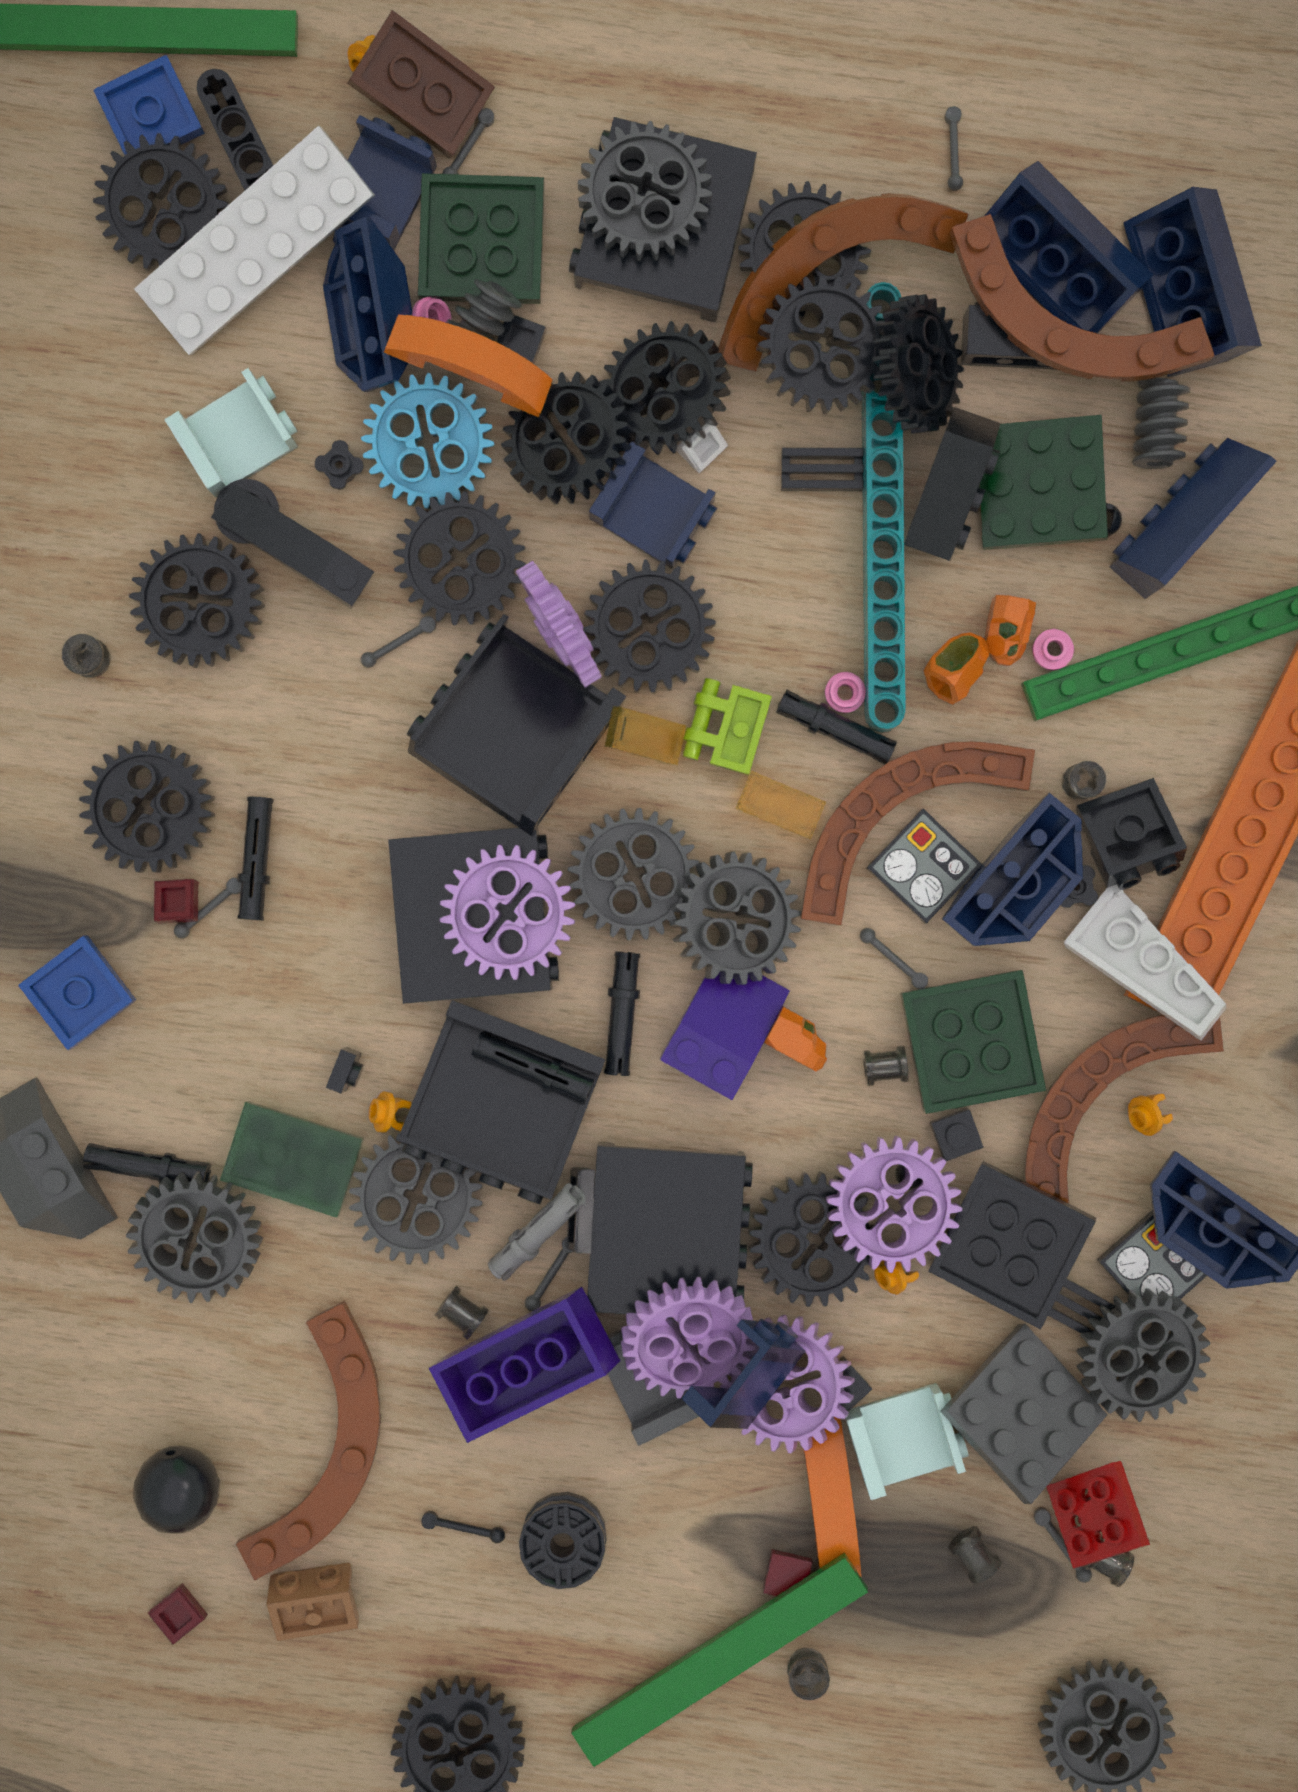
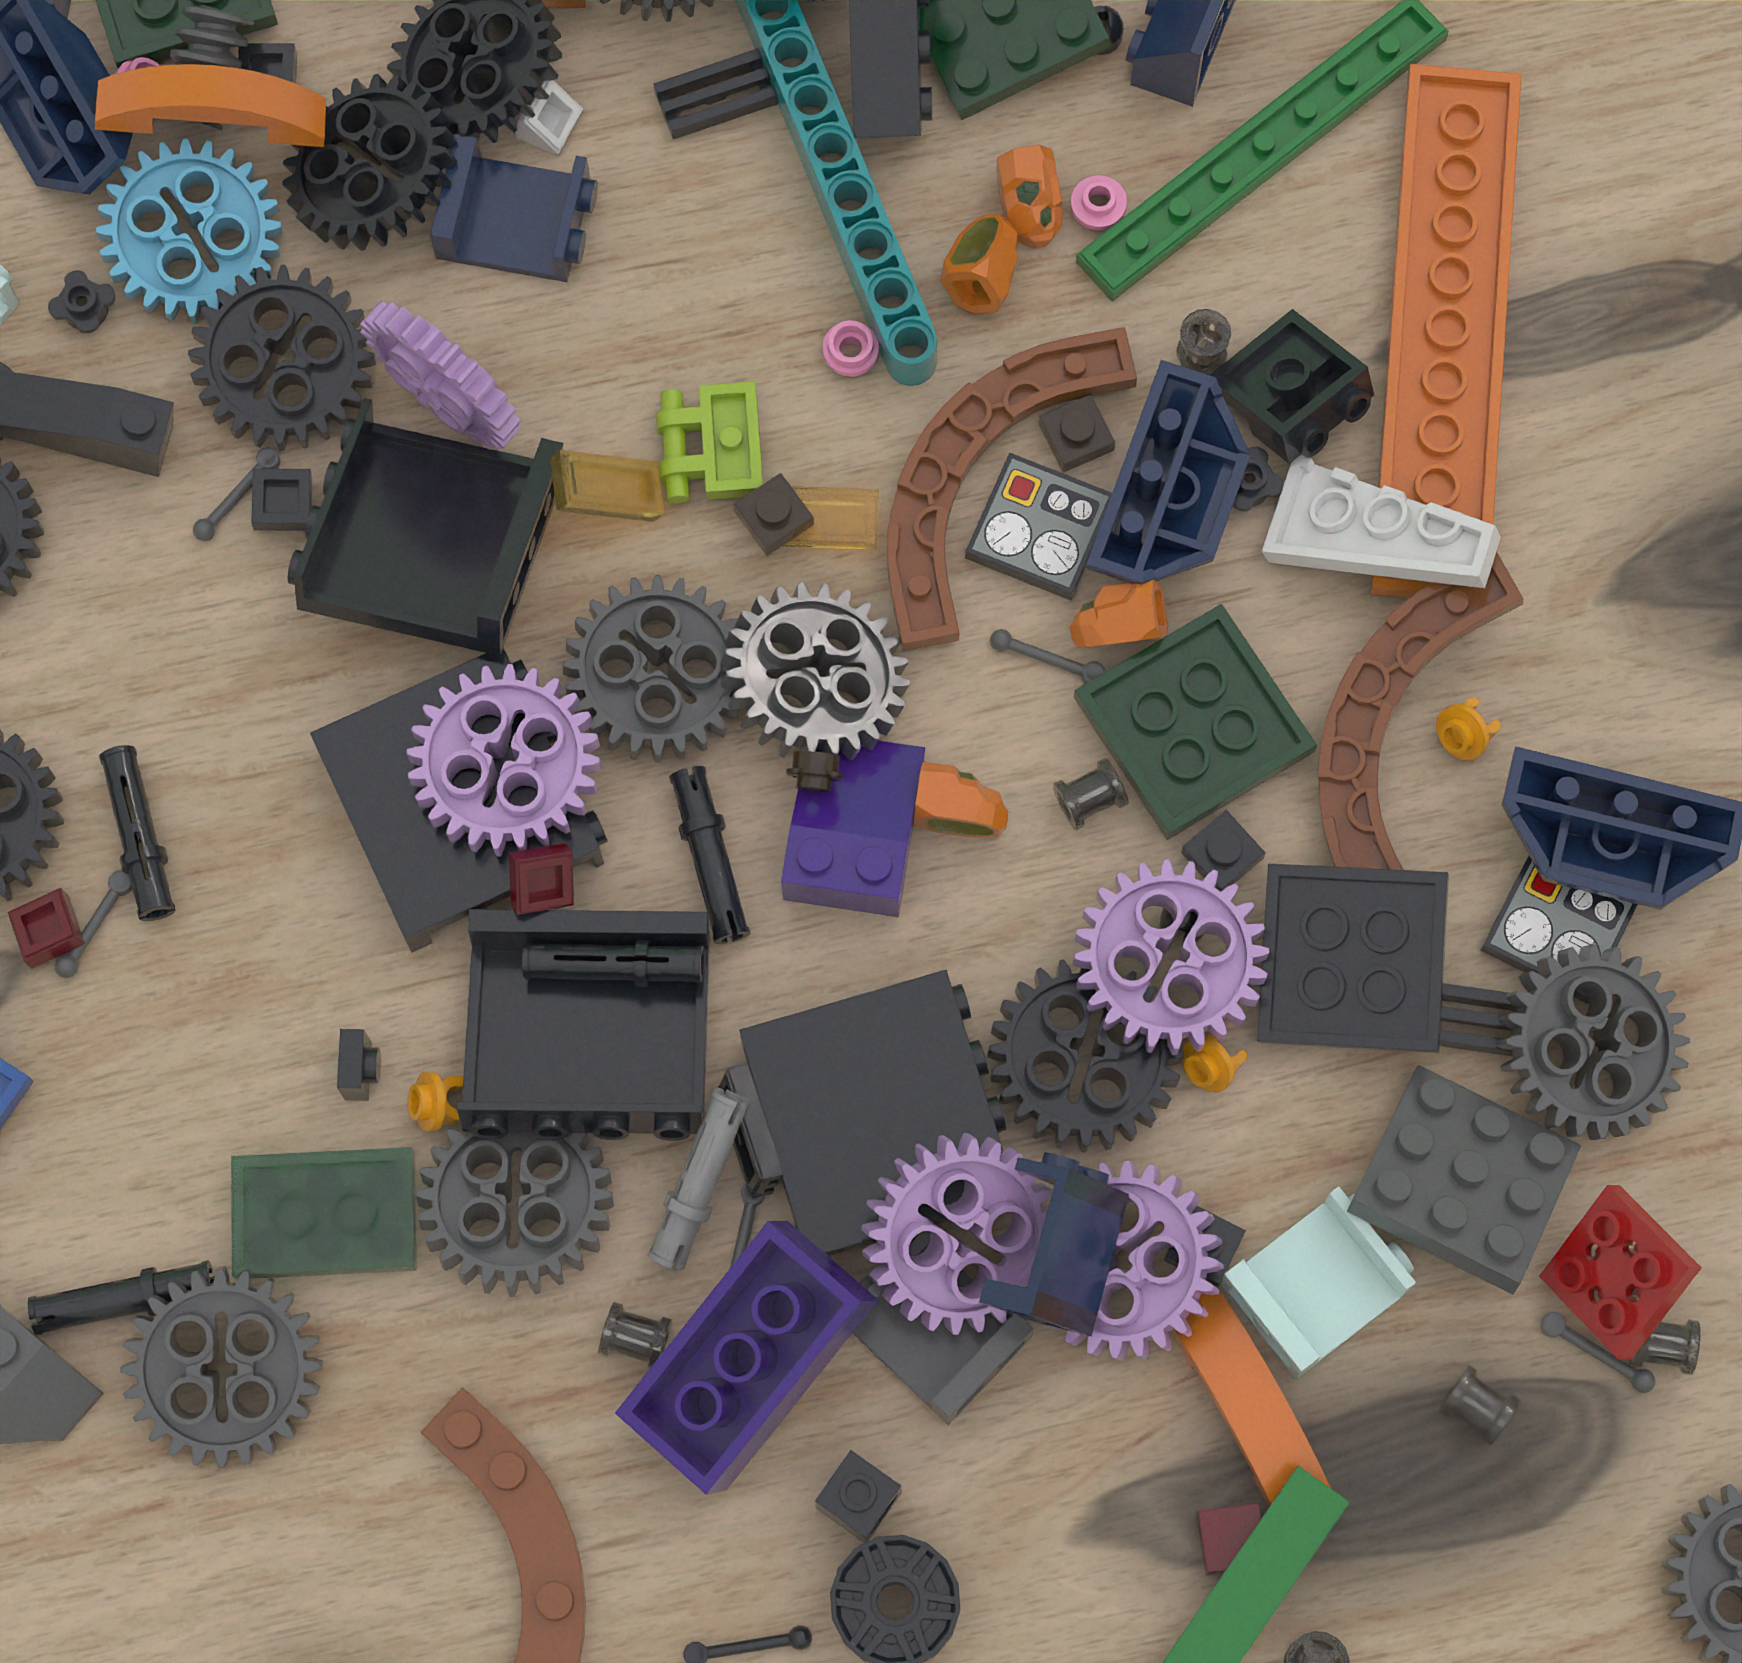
camera: 20 degrees left, 15 degrees down
(426, 660) = (281, 499): none -> black plate
(504, 999) = (541, 878): none -> dark red tile
(563, 1469) = (858, 1497): none -> black brick
(628, 596) = (604, 380): black gear -> none
(709, 993) = (815, 770): none -> dark brown plate
(749, 796) = (773, 514): none -> dark brown plate
(843, 730) = (854, 393): black pin -> none
(951, 957) = (1121, 615): none -> orange rock
(973, 809) = (1076, 433): none -> dark brown plate

